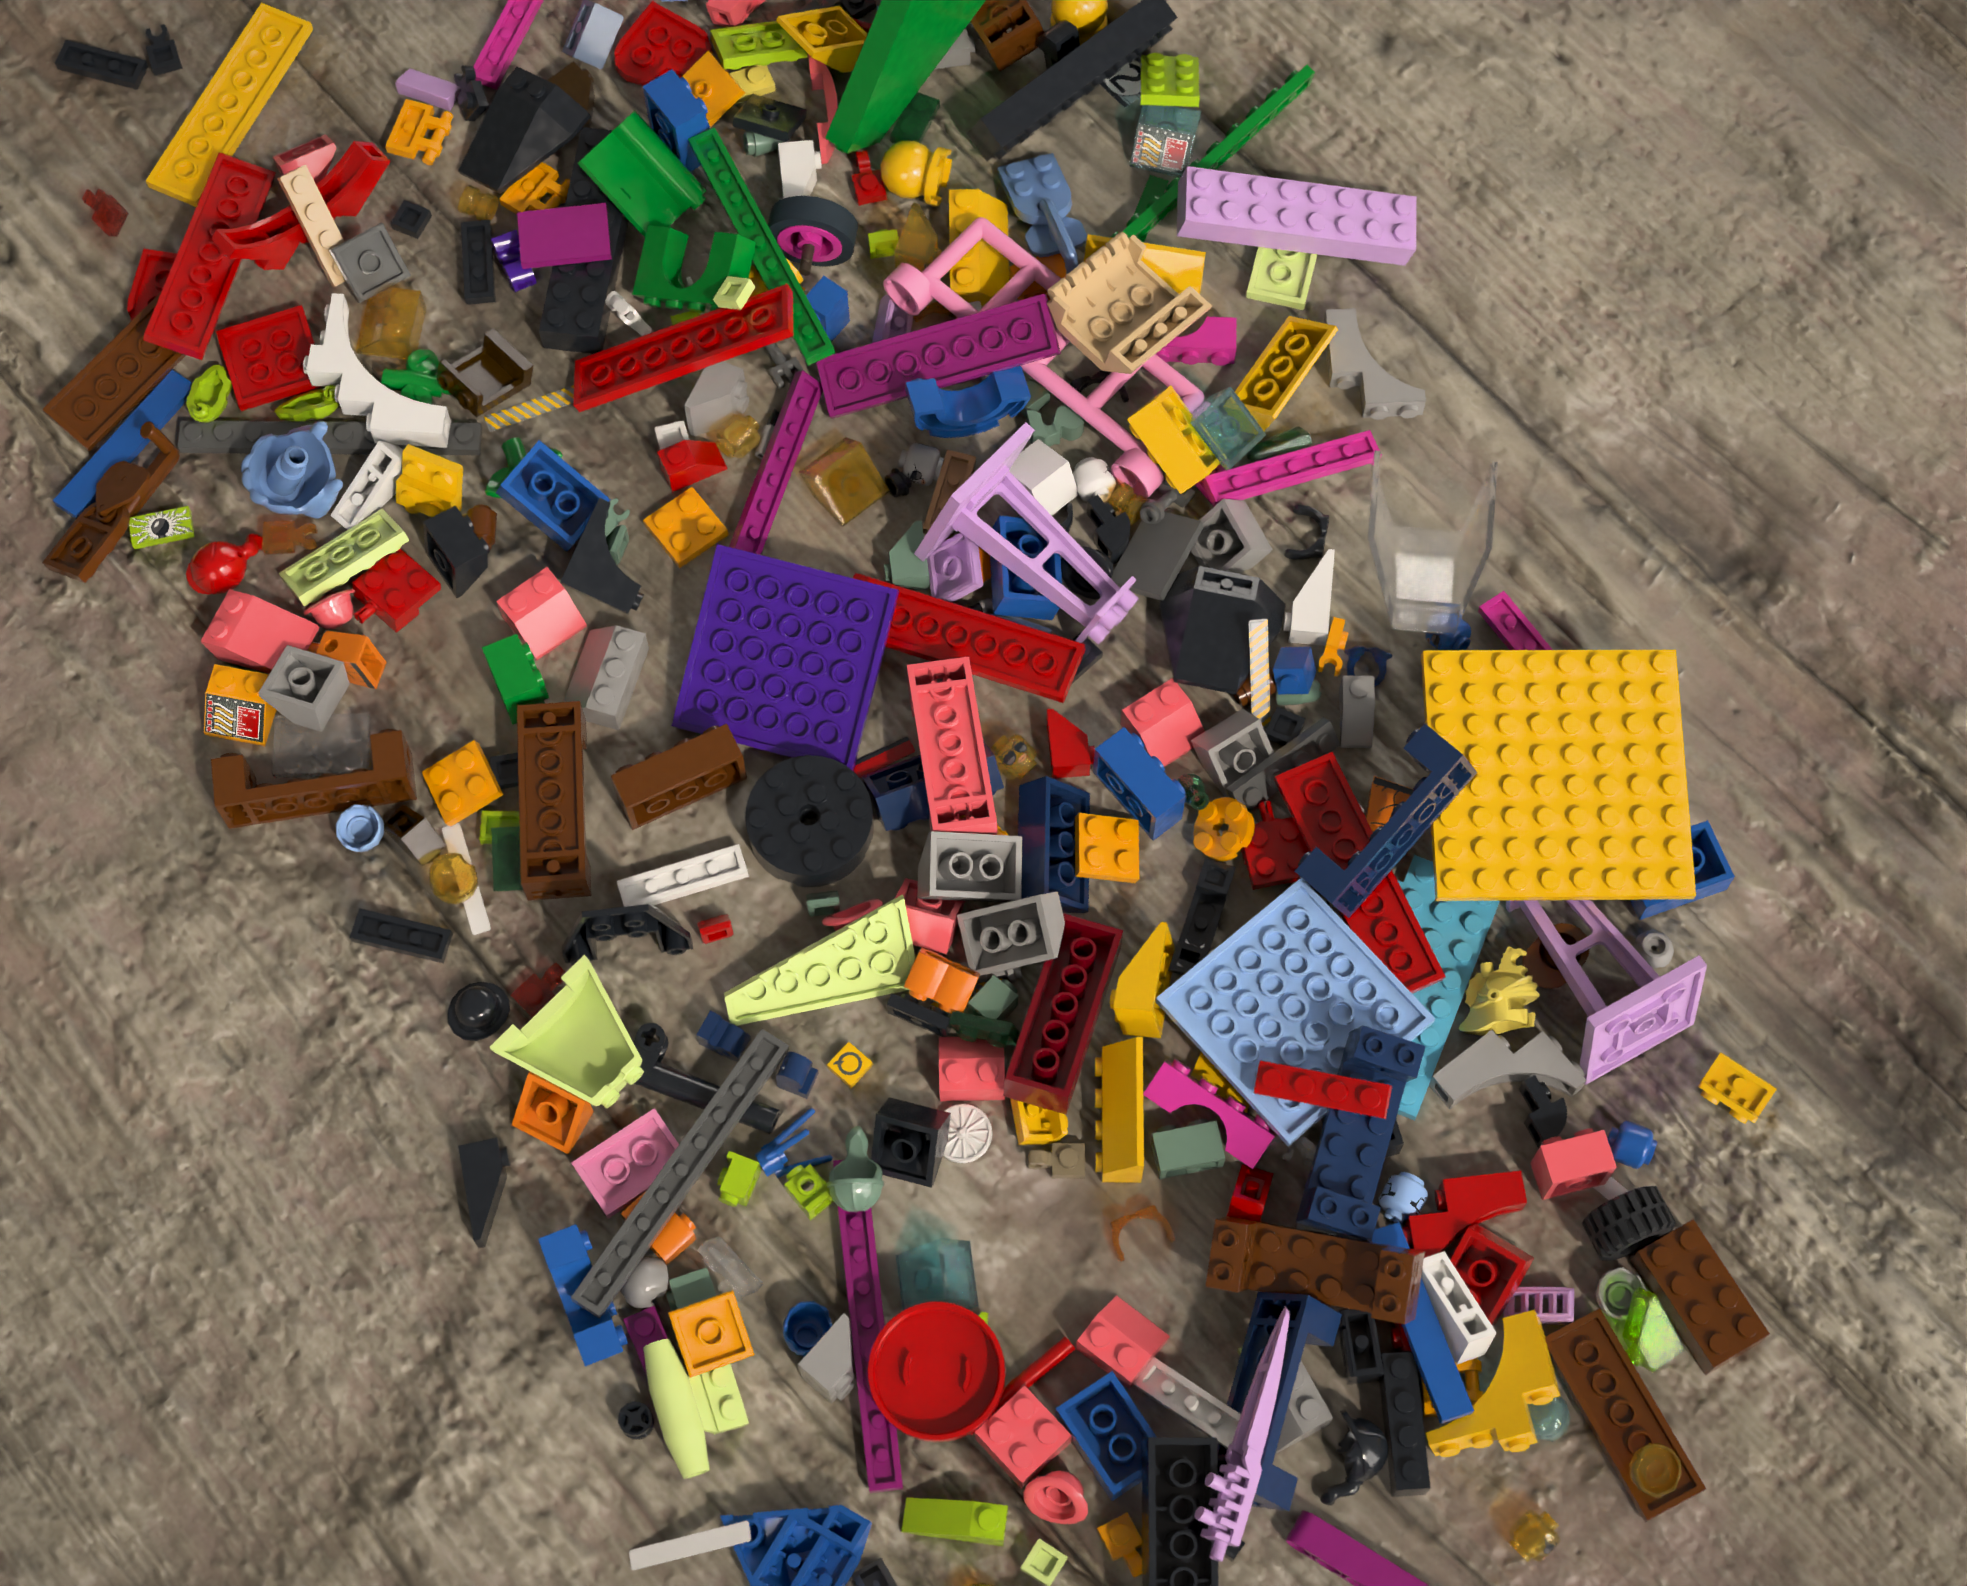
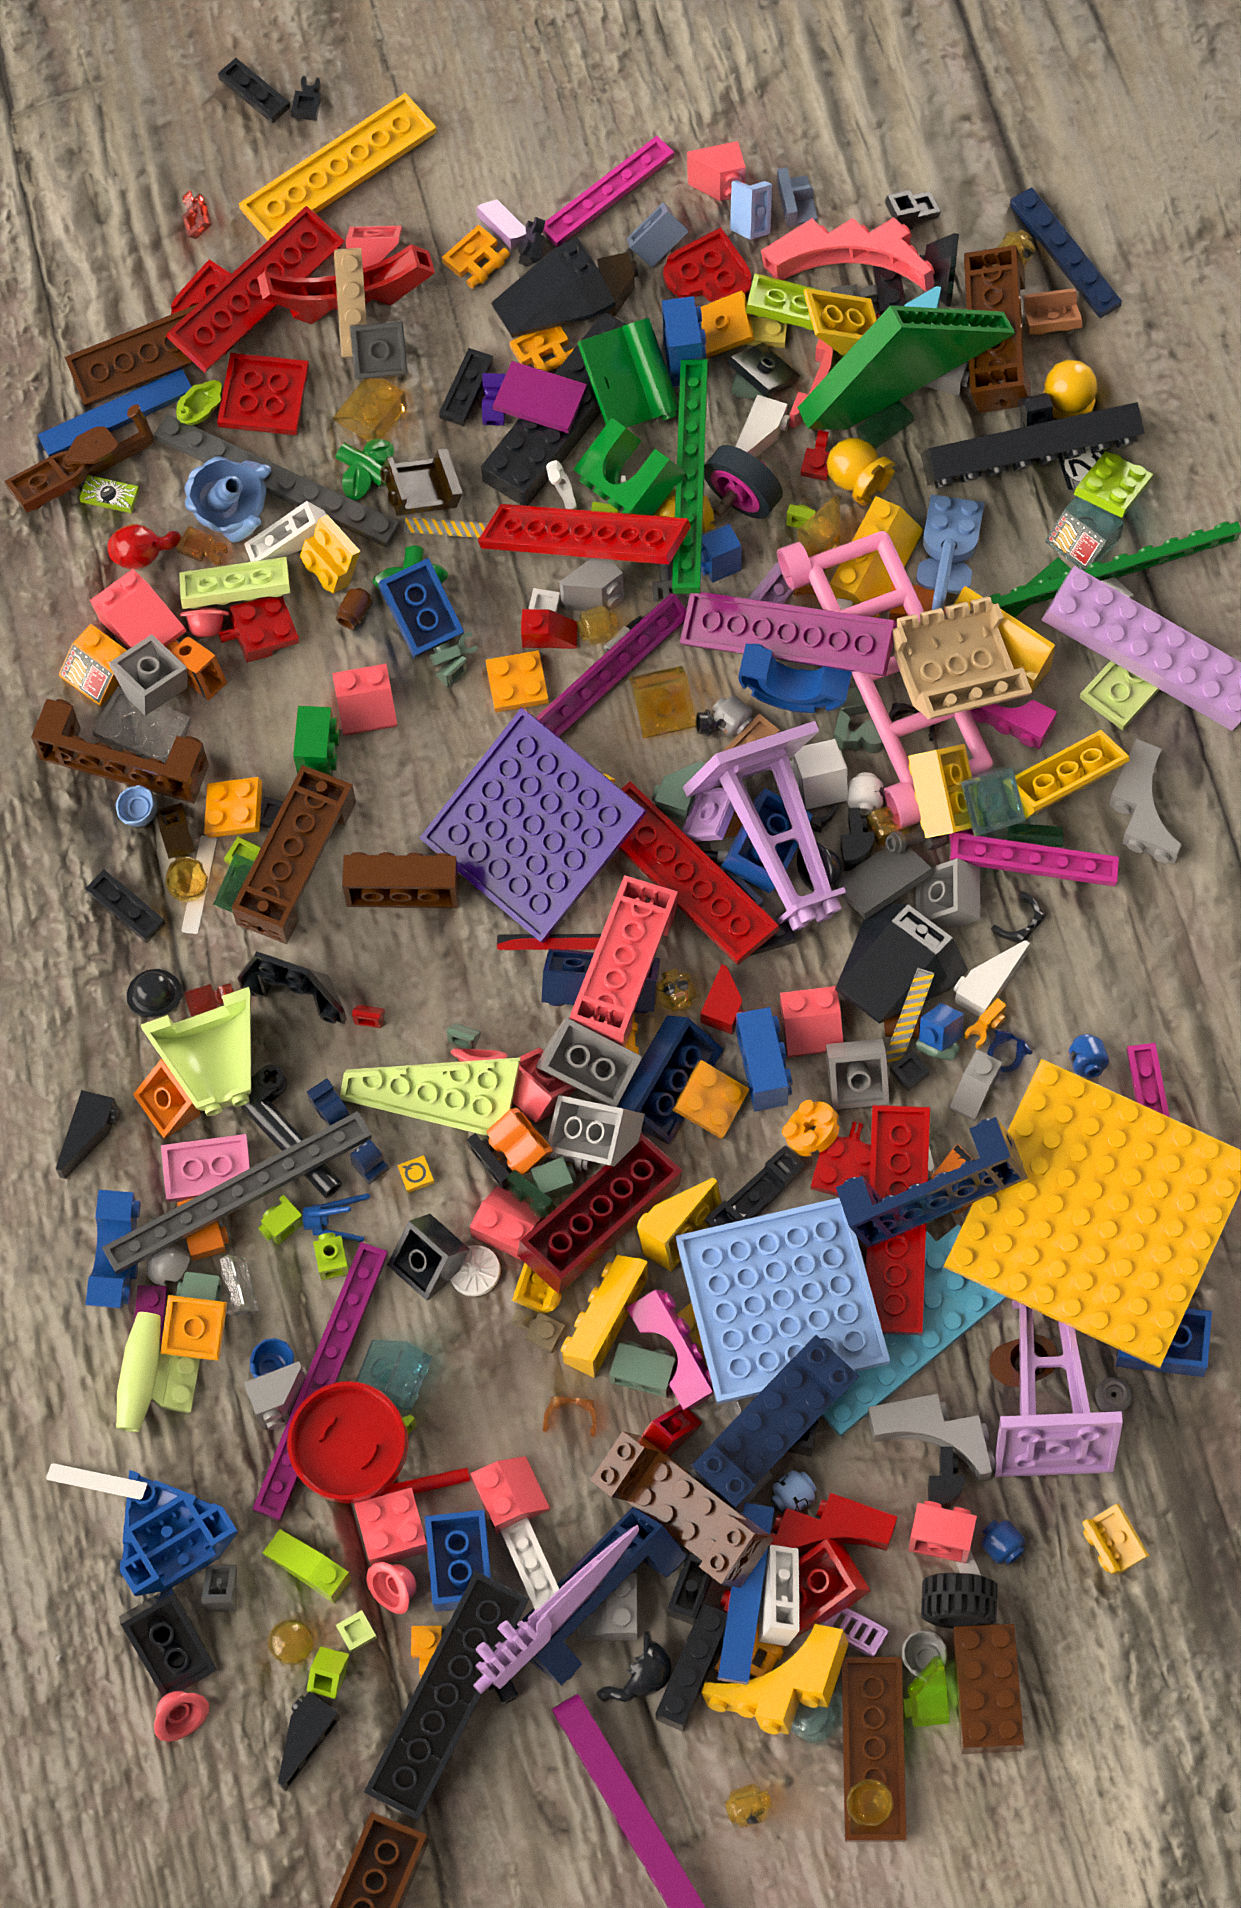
camera: 30 degrees right, 0 degrees up
(309, 405) = (273, 446): lime arm -> none
(389, 414) = (327, 484): white arch -> none
(411, 219) = (431, 327): black plate -> none
(455, 549) = (323, 616): black slope -> none
(479, 204) = (489, 336): clear yellow wheel -> none
(595, 571) = (422, 683): black arch -> none
(608, 674) = (391, 773): light grey slope -> none
(631, 1416) = (102, 1362): black wheel -> none
(684, 877) = (364, 964): white plate -> none
(734, 293) = (643, 507): yellowish green plate -> none
(813, 790) = (479, 938): black brick -> none
(856, 1180) = (367, 1265): sand green piece -> none
(1194, 790) = (803, 1085): clear green cone -> none
(1259, 782) = (858, 1105): dark grey plate -> none
(1323, 1089) = (763, 1371): red plate -> none
(1427, 571) = (1093, 993): clear windscreen -> none
(1500, 997) = (960, 1371): light yellow helmet -> none

